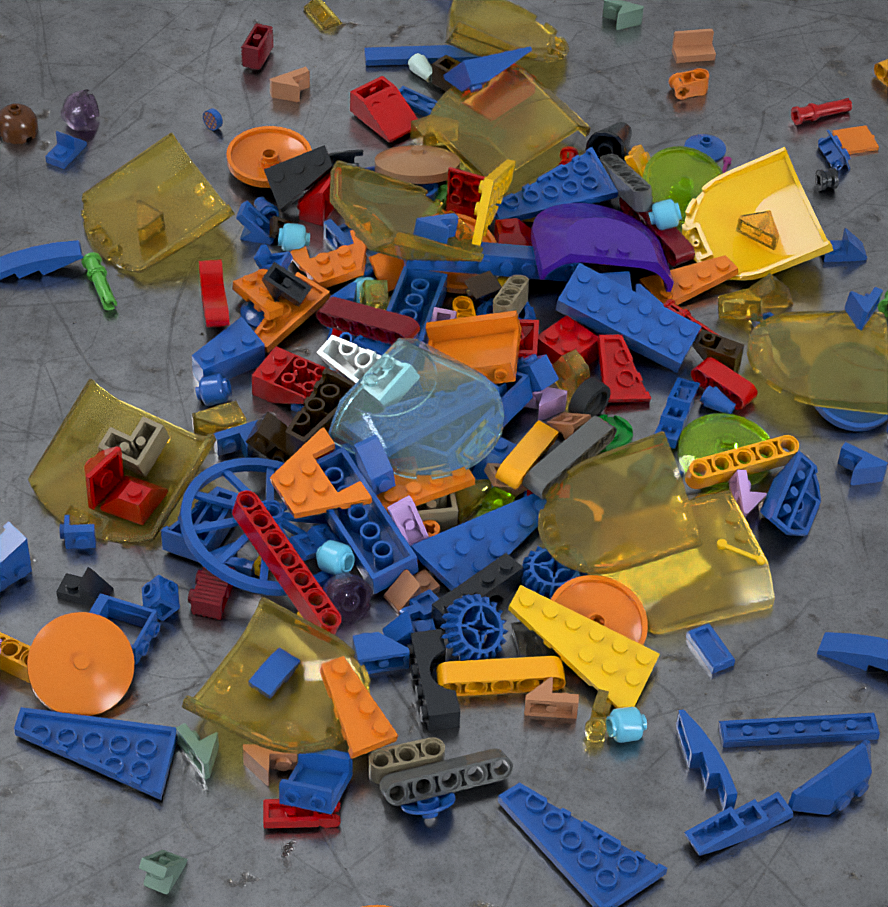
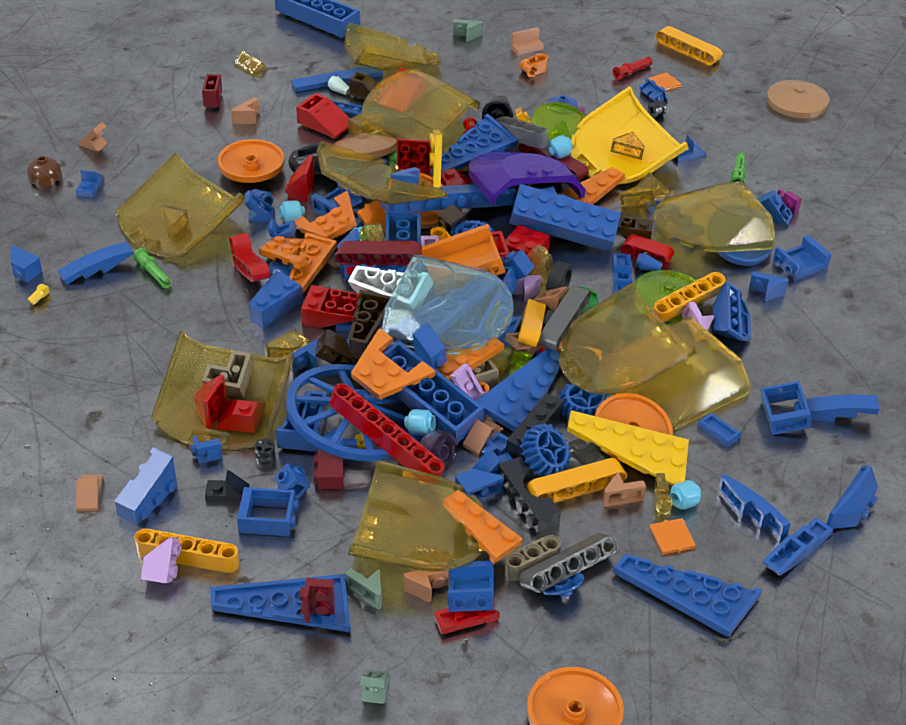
camera: 15 degrees left, 5 degrees down
(80, 111) = (92, 155): clear purple cylinder -> none
(80, 664) = (249, 542): orange dish -> none
(94, 86) = (94, 138): none -> nougat slope
(128, 750) = (317, 597): none -> dark red bracket
(145, 551) = (265, 451): none -> black wheel
(212, 119) = (196, 144): blue tile -> none
(214, 389) = (272, 326): blue head -> none
(274, 672) = (404, 516): blue slope -> none
(275, 224) = (274, 206): dark brown tile -> none
(284, 283) = (300, 239): black slope -> none
(297, 175) = (281, 166): black wedge -> none
(308, 543) = (398, 412): blue slope -> none
(476, 72) = (388, 75): blue wedge -> none
(512, 295) = (476, 215): dark tan beam -> none
(591, 773) = (672, 536): none -> orange piece
(619, 371) = (568, 252): red wing -> none
(722, 544) = (702, 353): yellow hinge -> none
(798, 730) = (807, 472): blue tile -> none
(804, 658) = (786, 421): none -> blue window
(861, 307) = (728, 178): blue slope -> none

